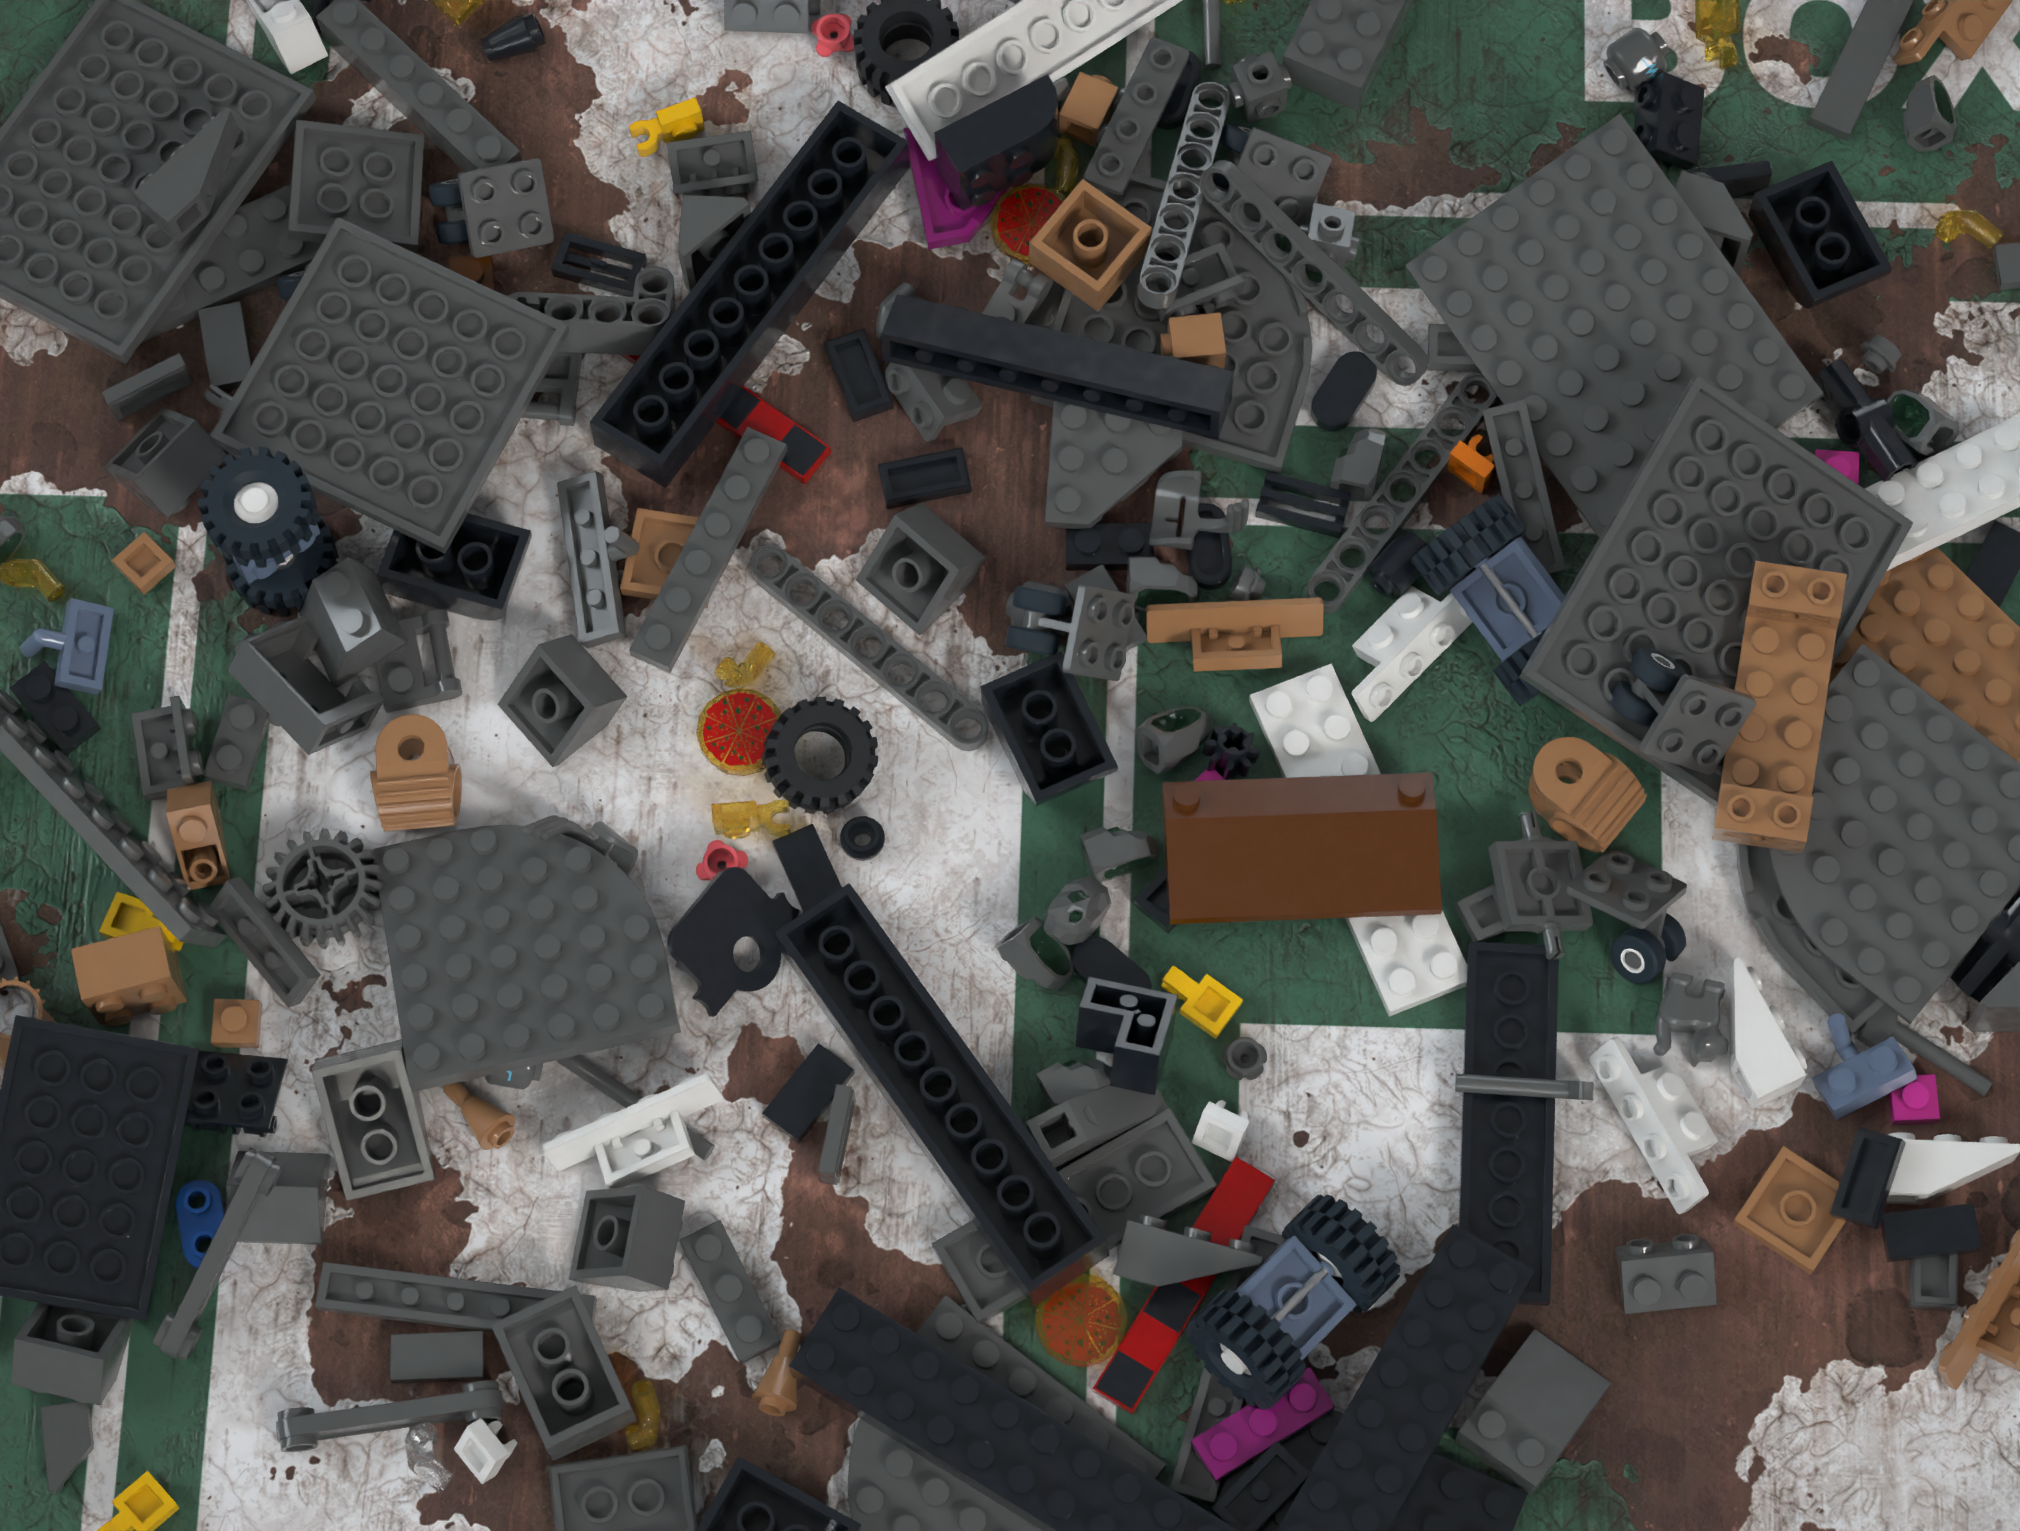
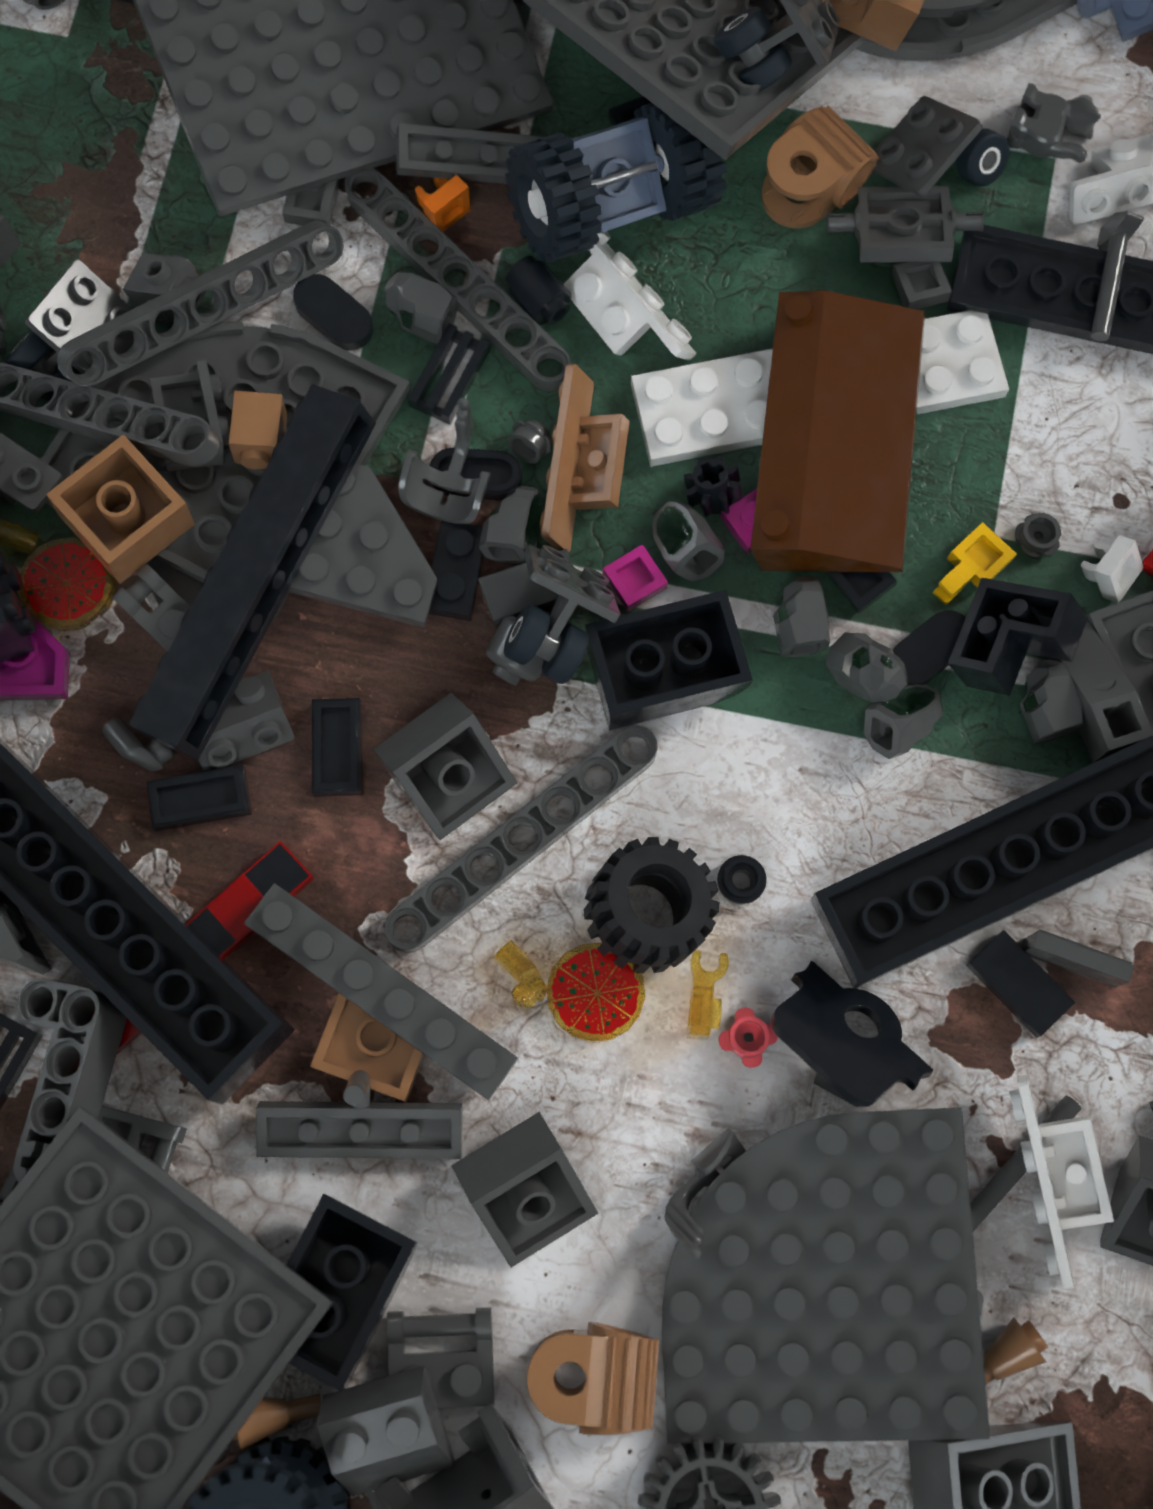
camera: 85 degrees left, 5 degrees up
(350, 531) = (275, 1415): none -> medium nougat cone
(807, 866) = (772, 942): black tile -> none
(1129, 699) = (635, 578): none -> dark pink plate
(1759, 1051) = (1104, 67): white slope -> none

